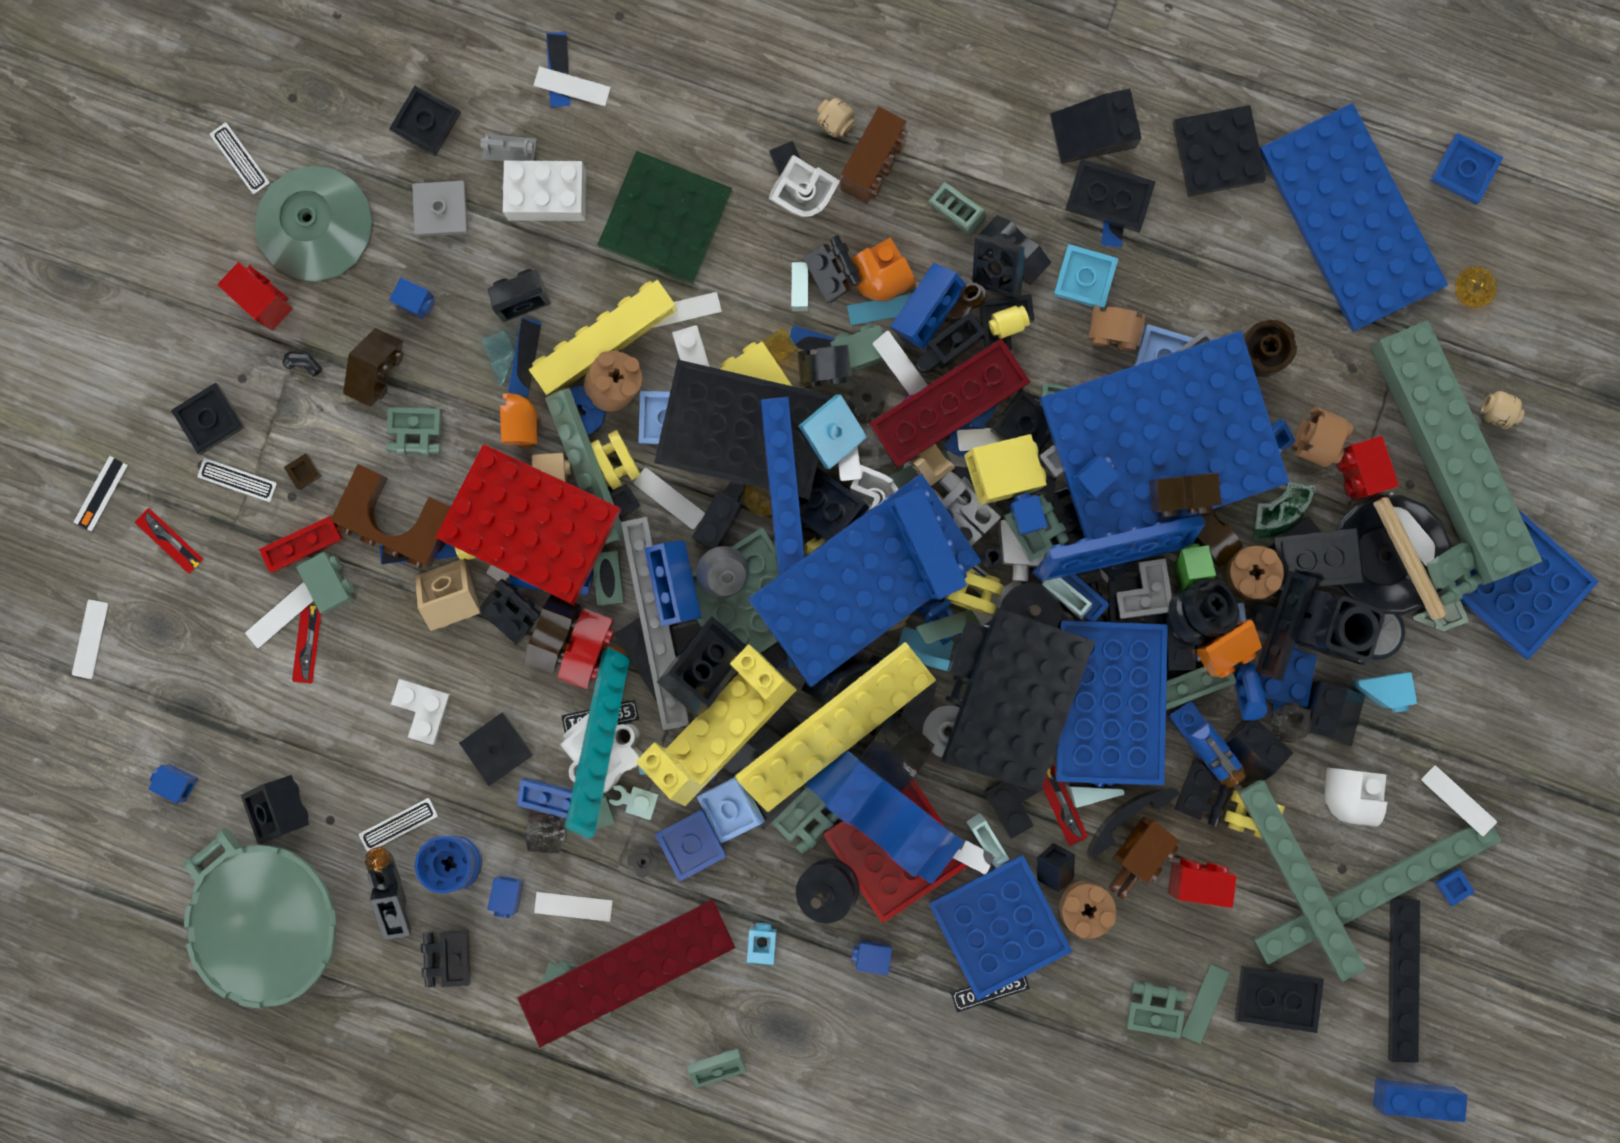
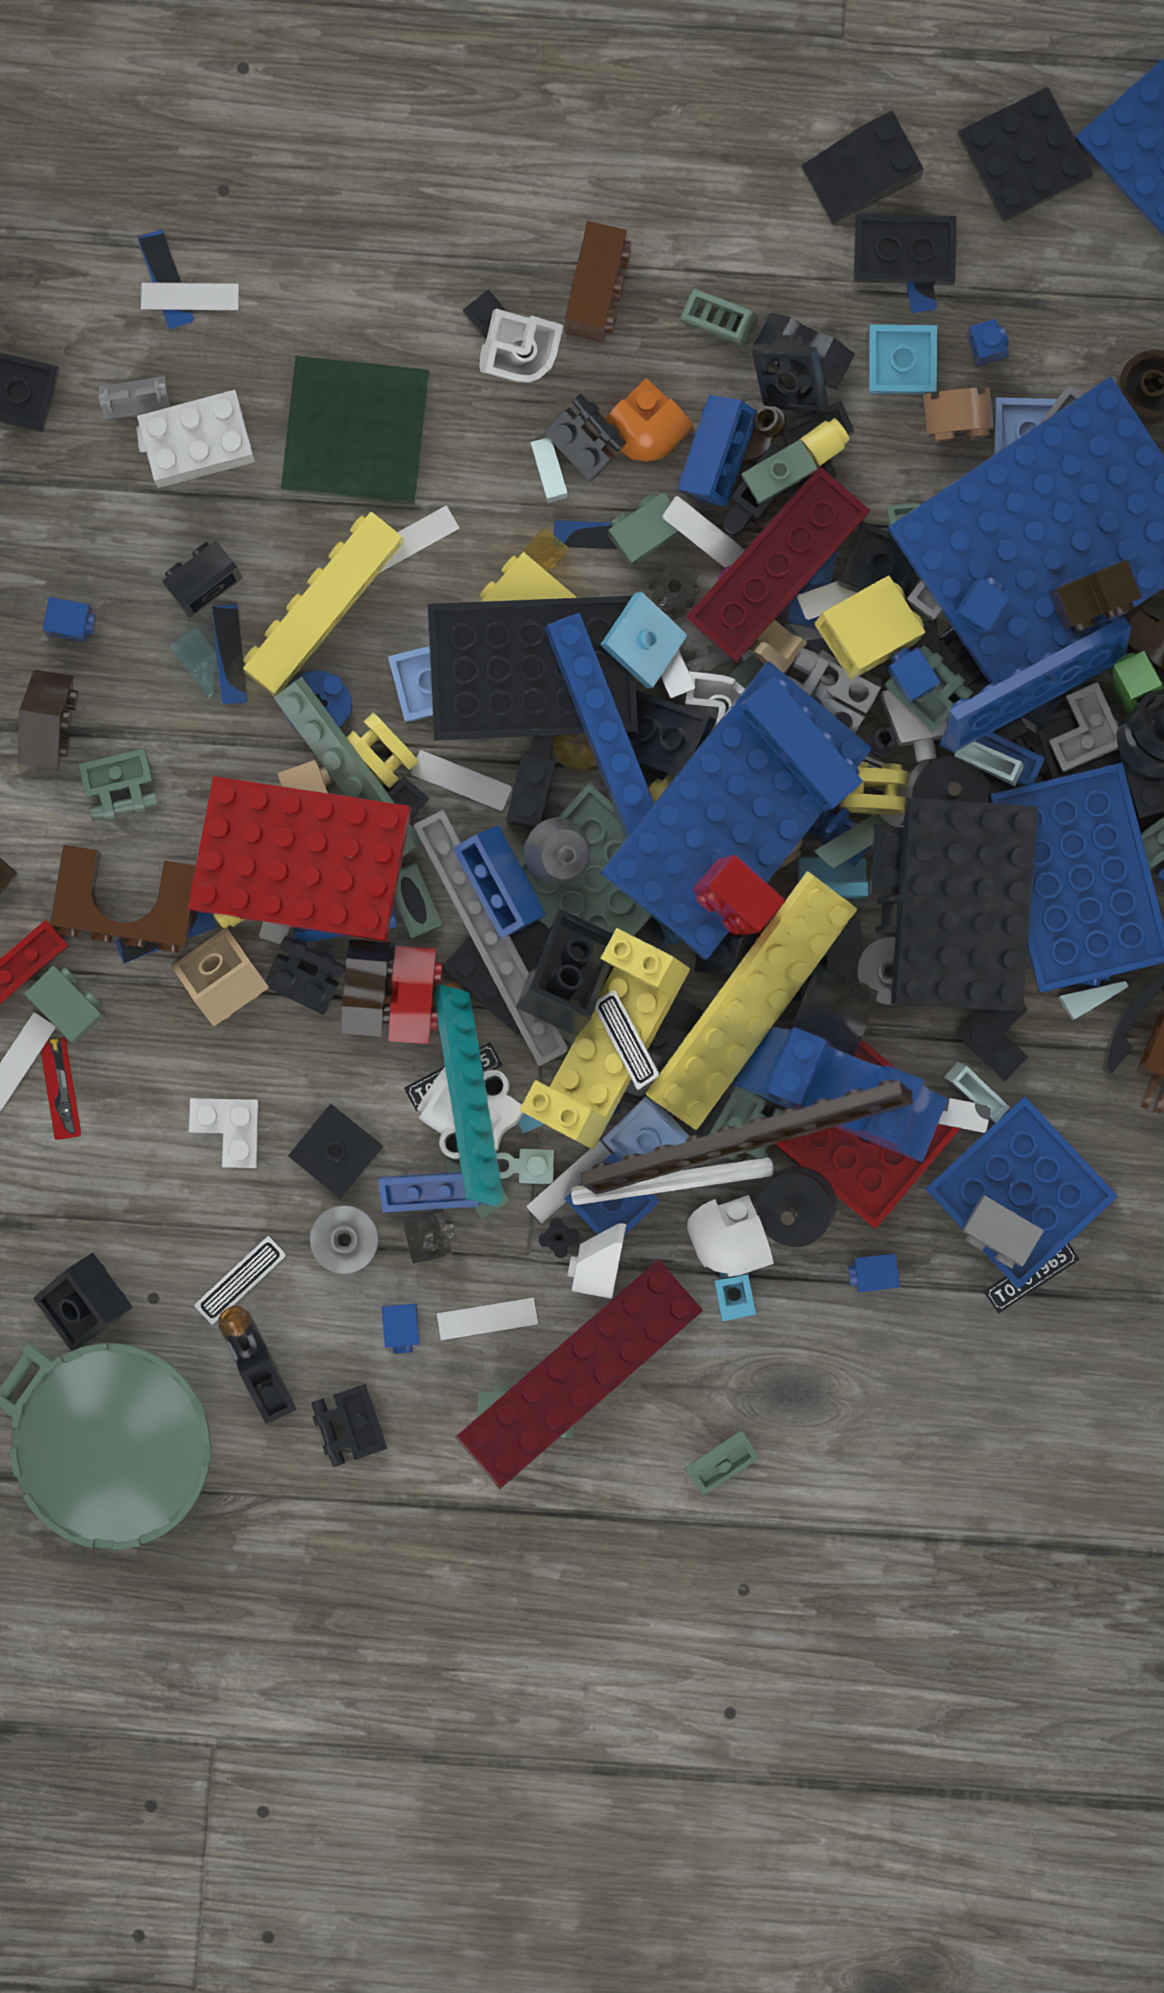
camera: 20 degrees left, 0 degrees up
(433, 866) = (307, 1290): blue wheel -> none
(440, 208) = (68, 497): light grey plate -> none
(471, 826) = (325, 1237): none -> light grey dish
(518, 421) = (250, 736): orange brick -> none
(613, 380) = (352, 653): medium nougat brick -> none
(649, 828) = (553, 1196): none -> white sticker
(665, 891) = (598, 1263): none -> white slope
(690, 345) = (433, 582): white plate -> none
(732, 730) = (626, 1039): none -> sticker
(739, 845) = (681, 1180): none -> white axle
(770, 900) = (729, 1237): none -> white brick
(812, 834) = (757, 1134): none -> dark brown plate
(824, 364) = (609, 560): black brick -> none
(835, 117) = (534, 245): tan head -> none
(846, 646) = (737, 896): none -> red brick
(876, 310) = (654, 472): medium azure sticker -> none
(970, 333) = (779, 472): none -> sand green plate
(976, 955) = (1002, 1232): none -> light grey brick
(1055, 867) = (1069, 1100): black panel -> none
(1063, 808) = (1058, 1026): sticker -> none
(1101, 915) = (1141, 1139): medium nougat brick -> none
(1152, 281) = (988, 342): none -> blue brick

